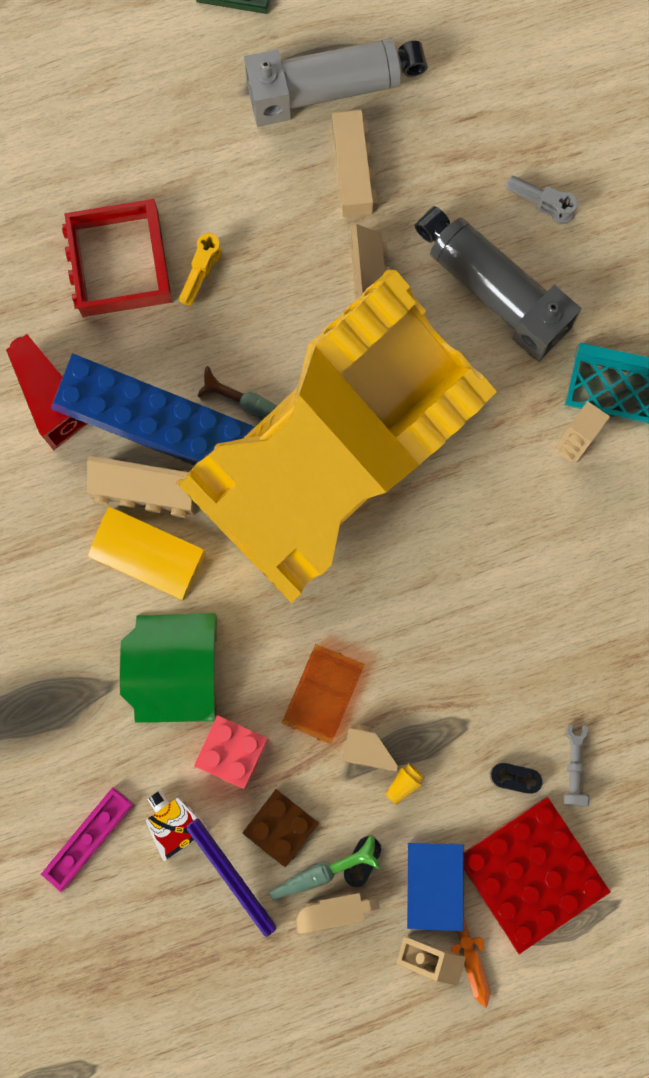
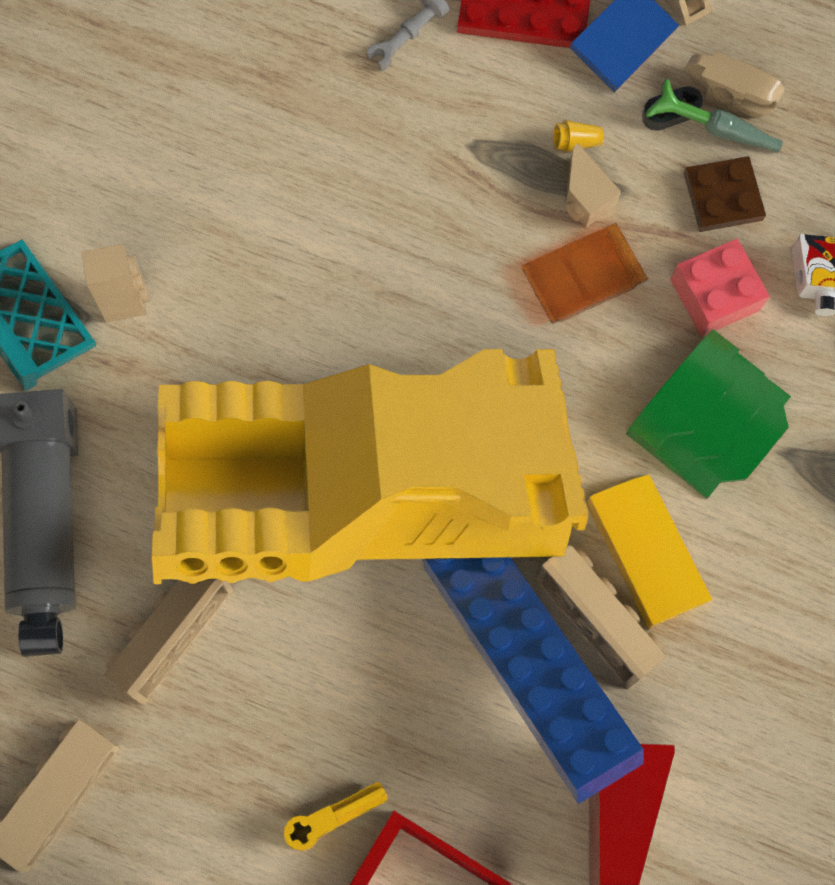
camera: 145 degrees left, 5 degrees down
(231, 877) = (809, 182): dark purple axle -> none
(248, 401) = (409, 618): piece -> none
(517, 771) = (475, 60): black beam -> none

